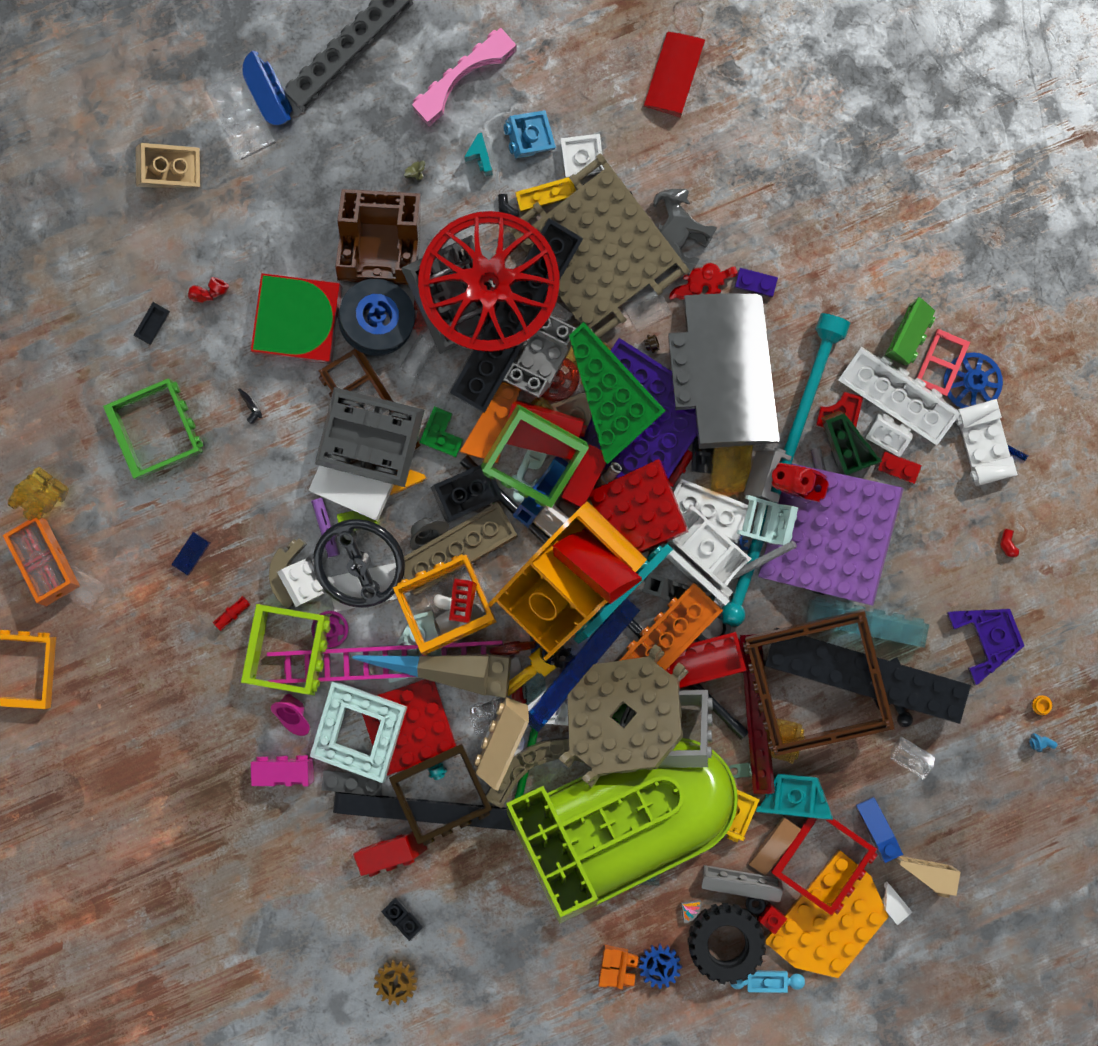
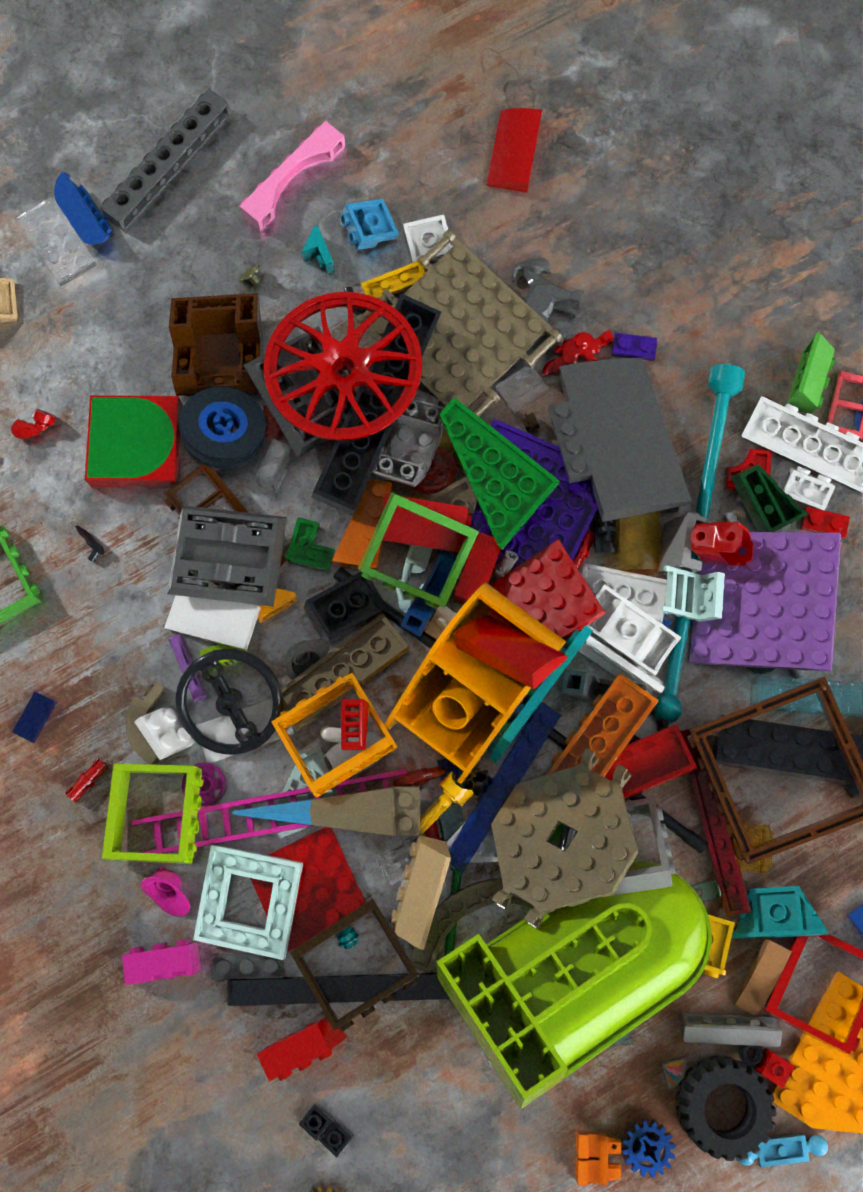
camera: 15 degrees left, 10 degrees down
(765, 558) = (696, 636): light grey bar -> none

